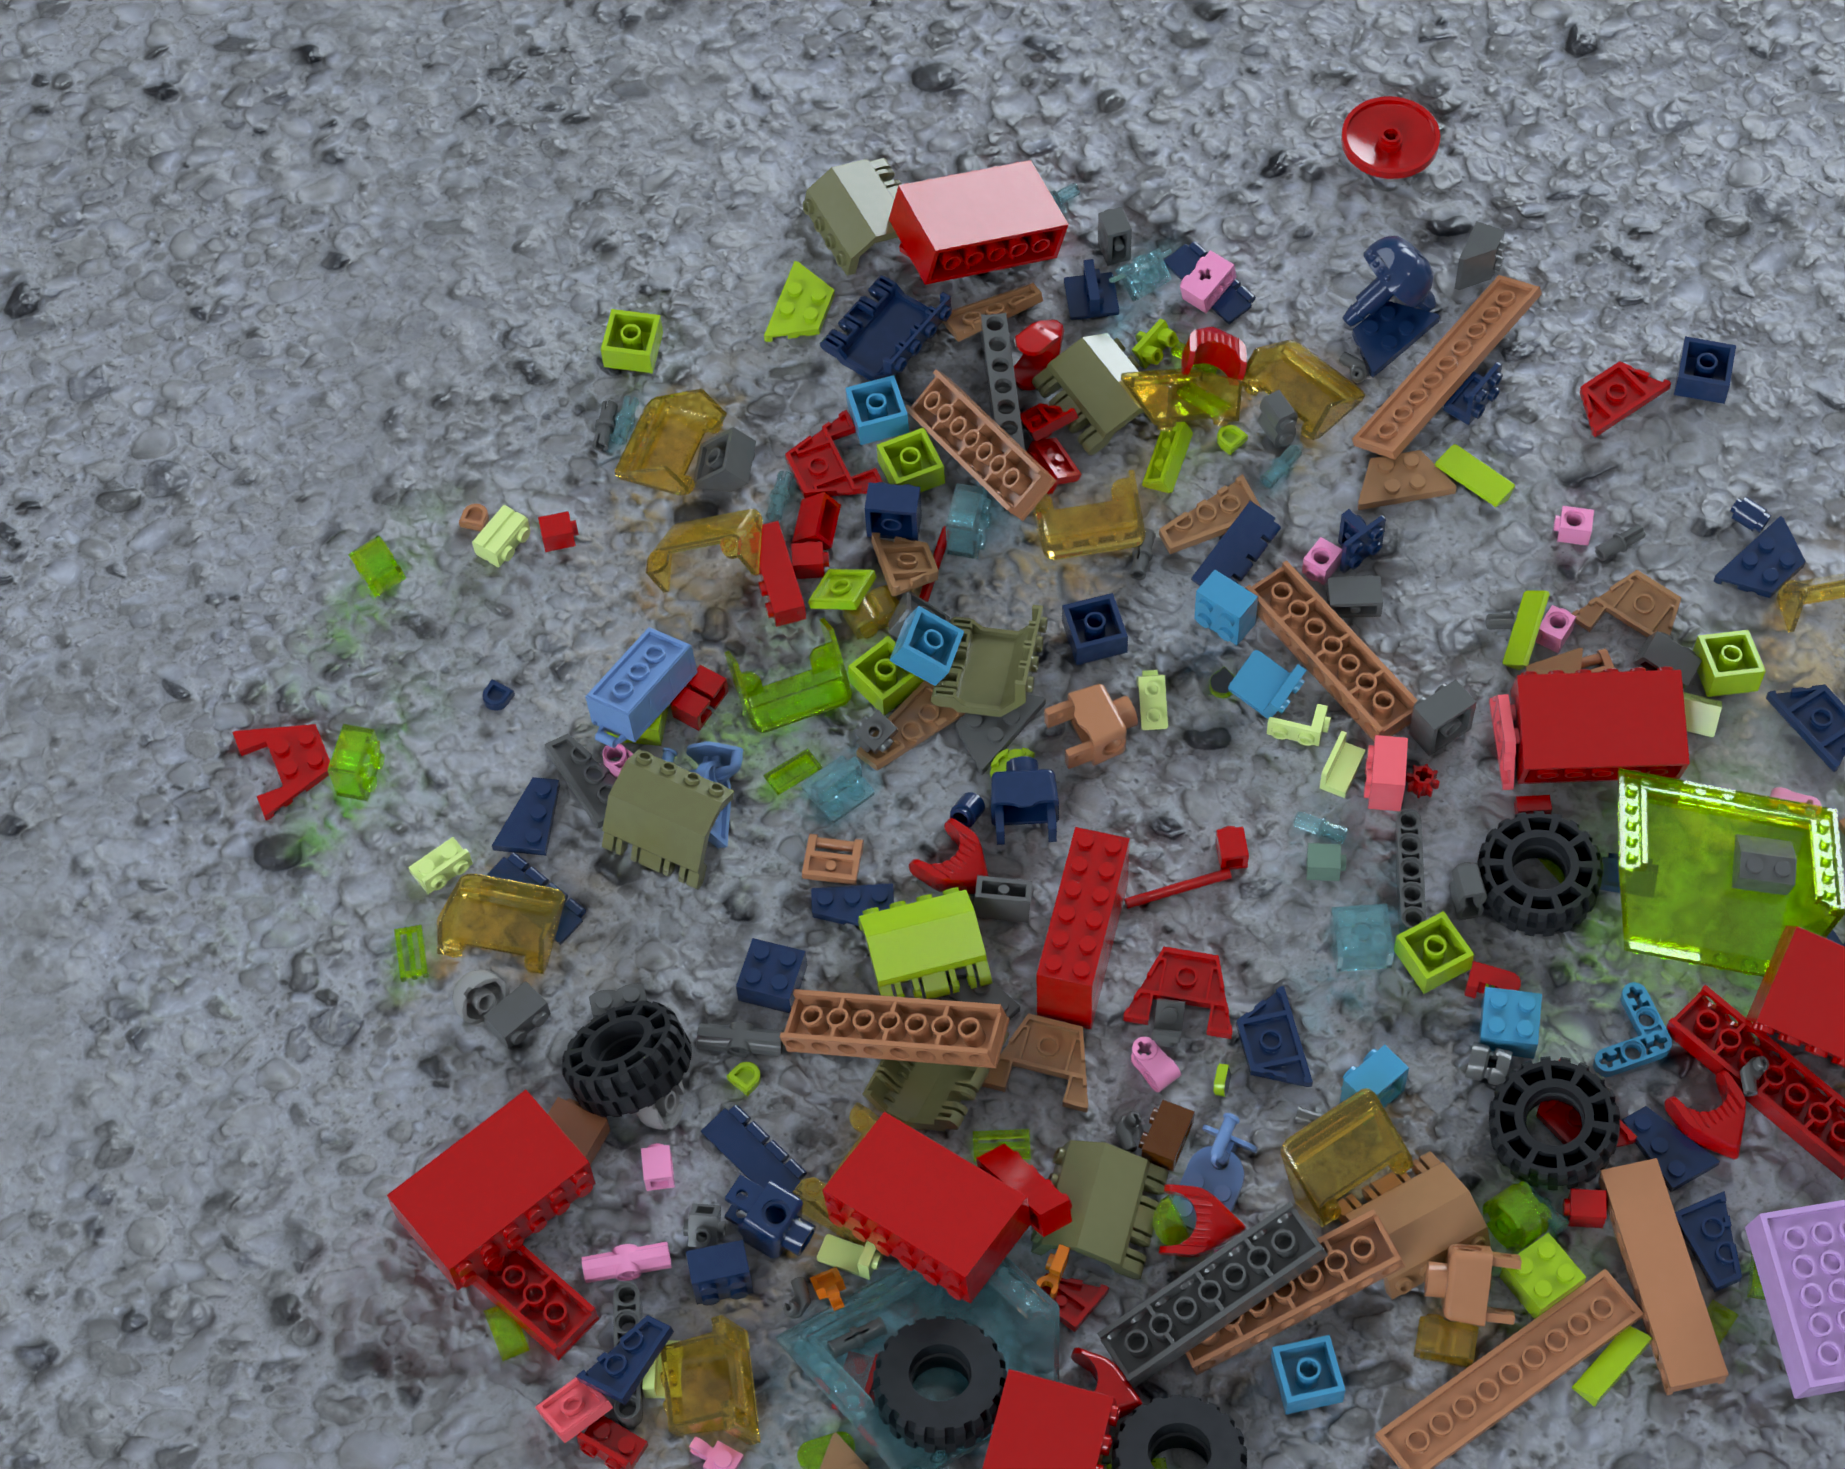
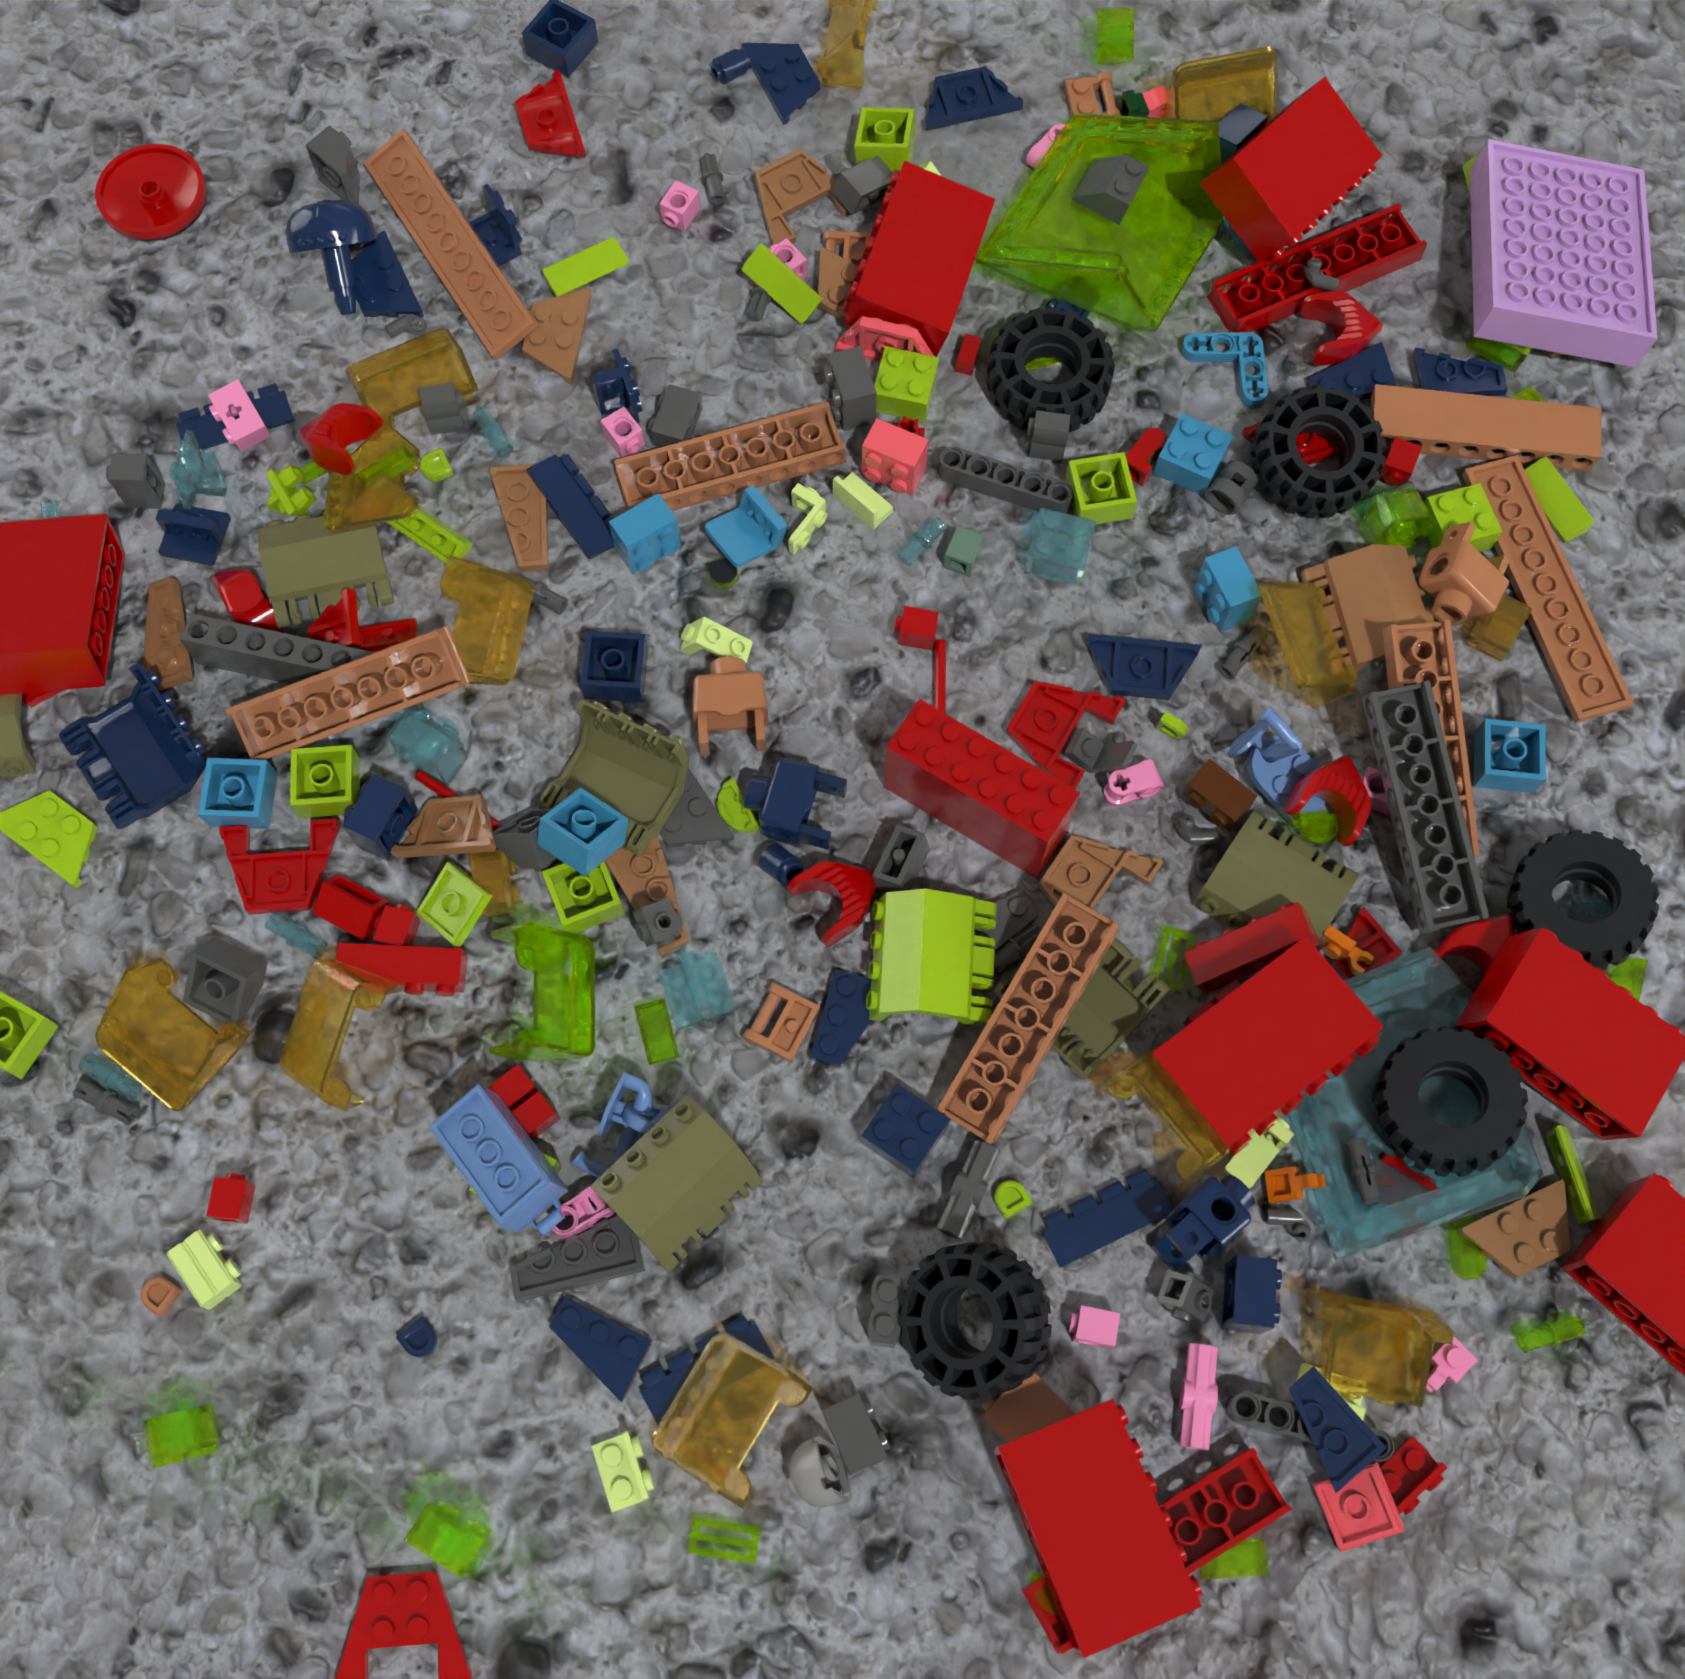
camera: 75 degrees left, 10 degrees up
(1472, 762) = (906, 383): none -> lime brick

